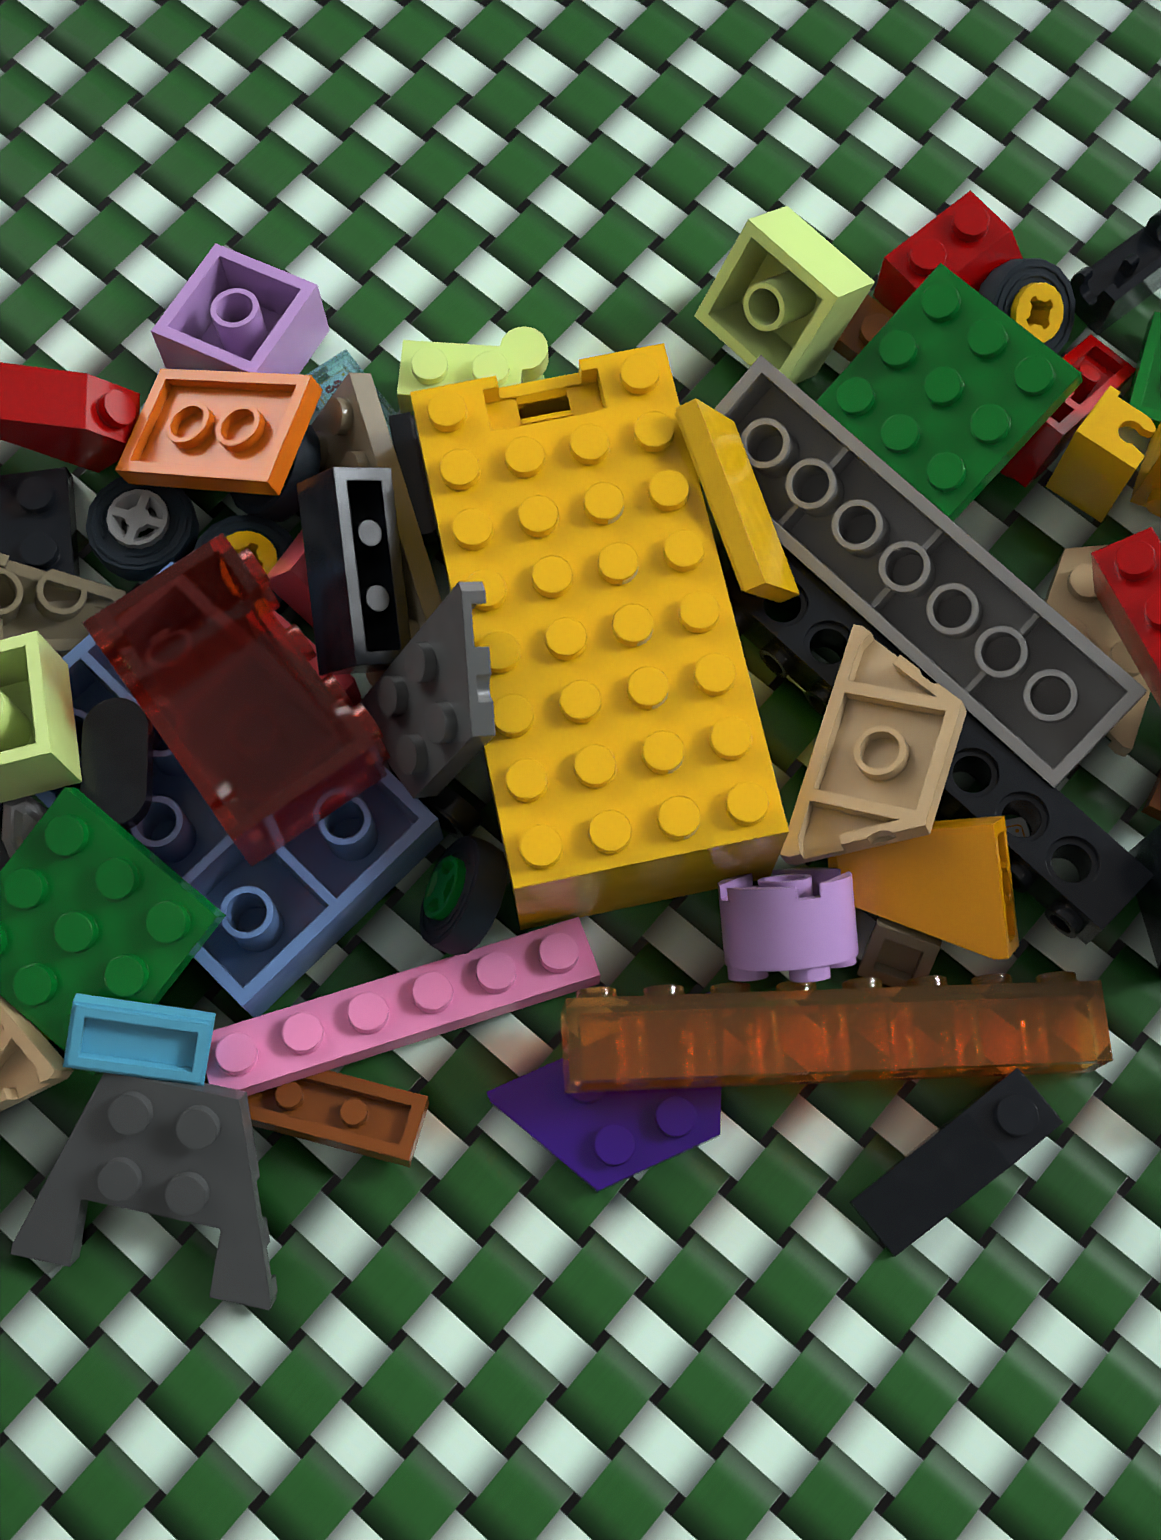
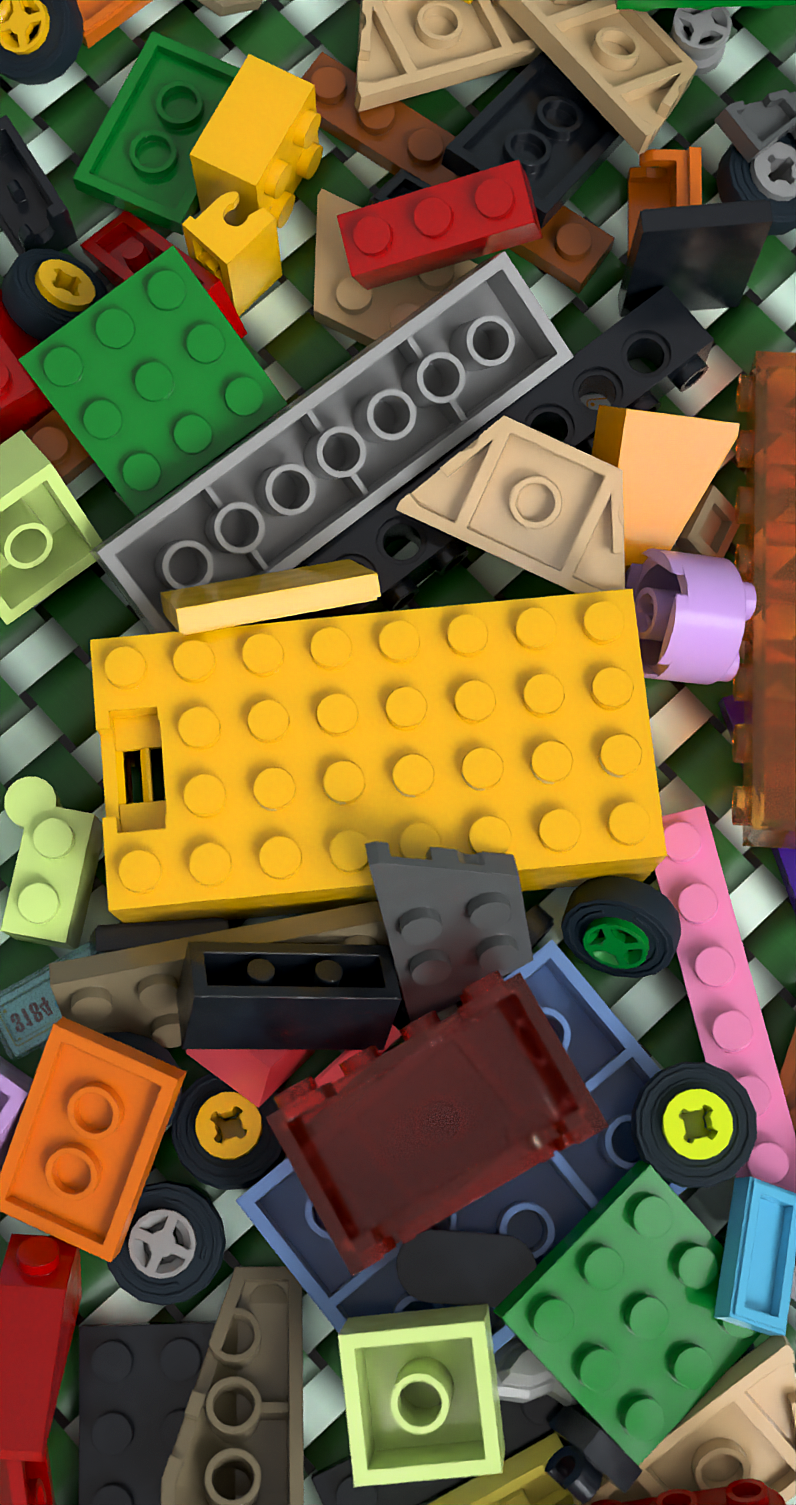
camera: 85 degrees left, 5 degrees up
(281, 976) = (663, 1130): none -> black wheel

